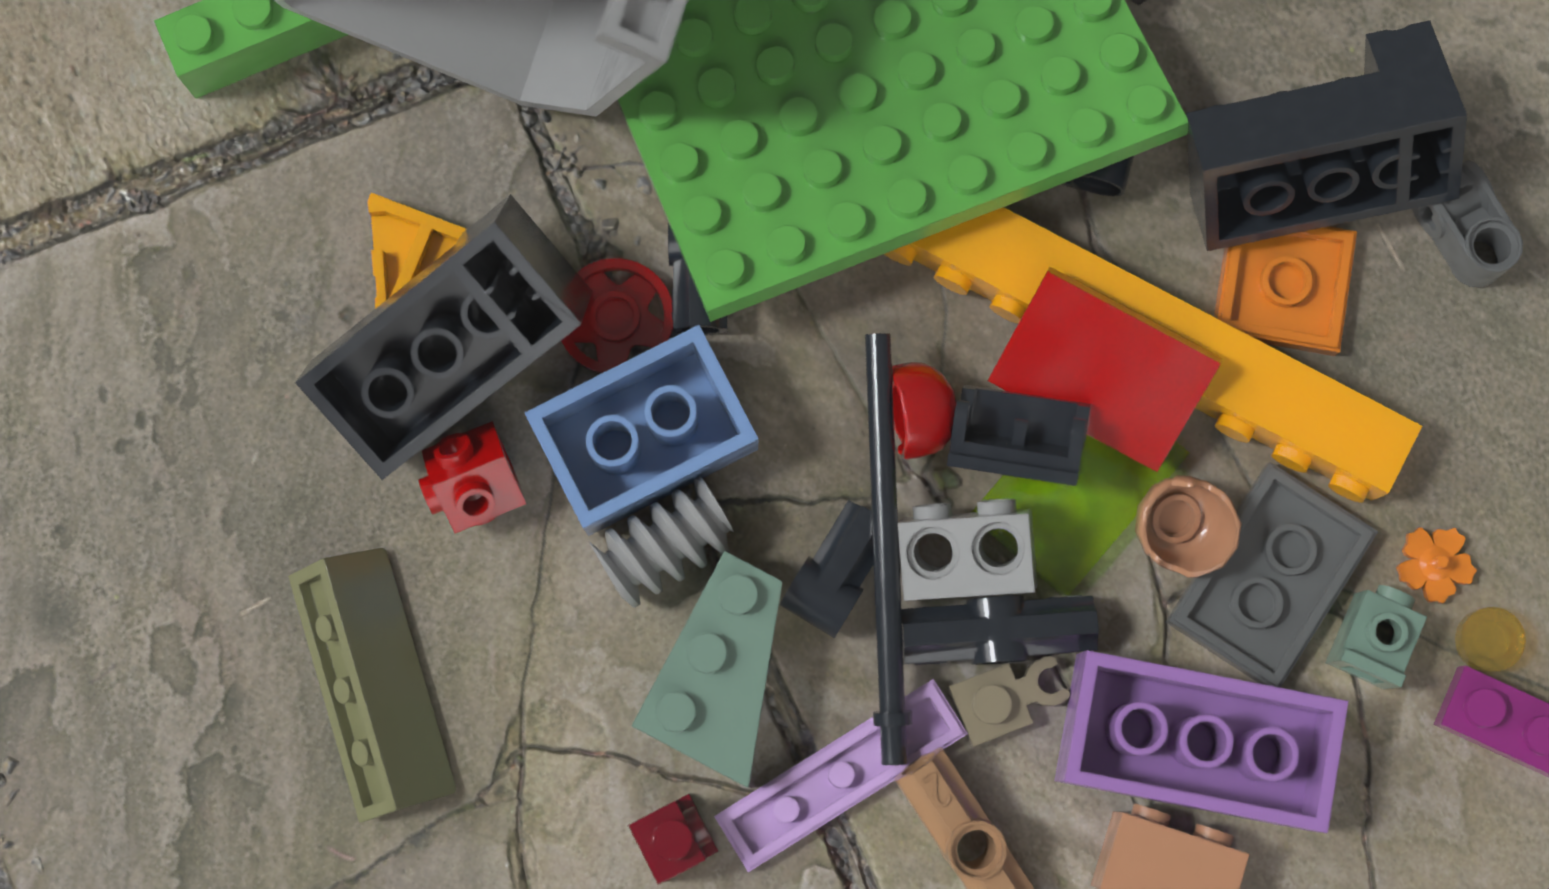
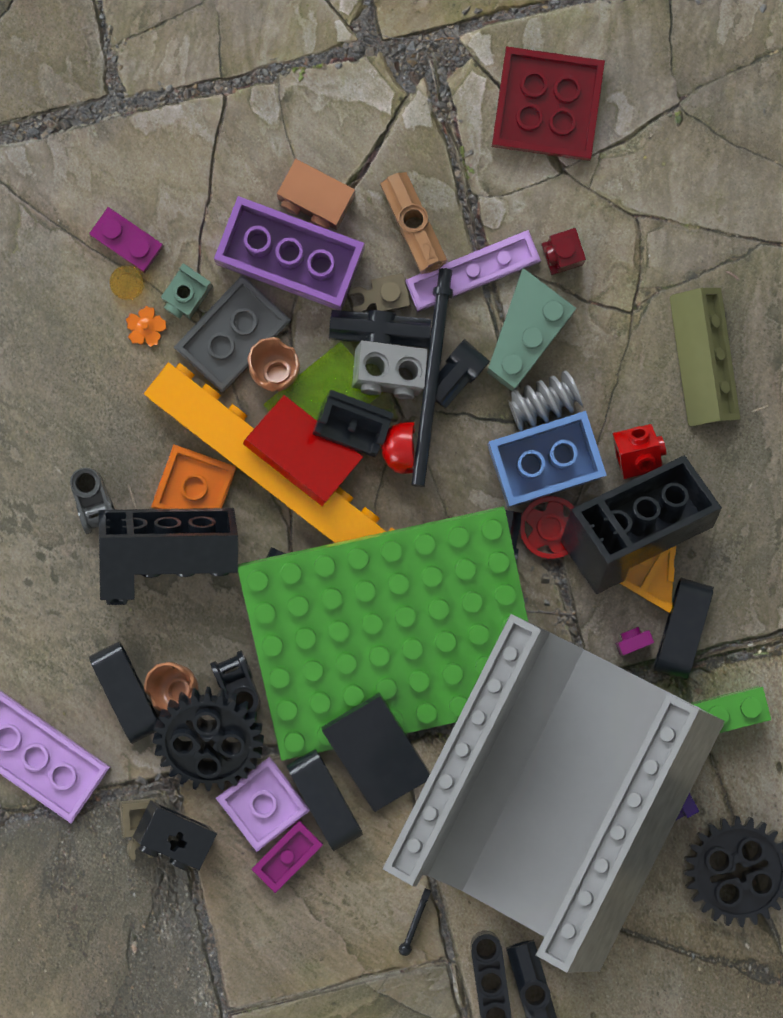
camera: 170 degrees left, 5 degrees up
(341, 170) = (683, 629): none -> black beam
(429, 132) = (633, 640): none -> magenta plate

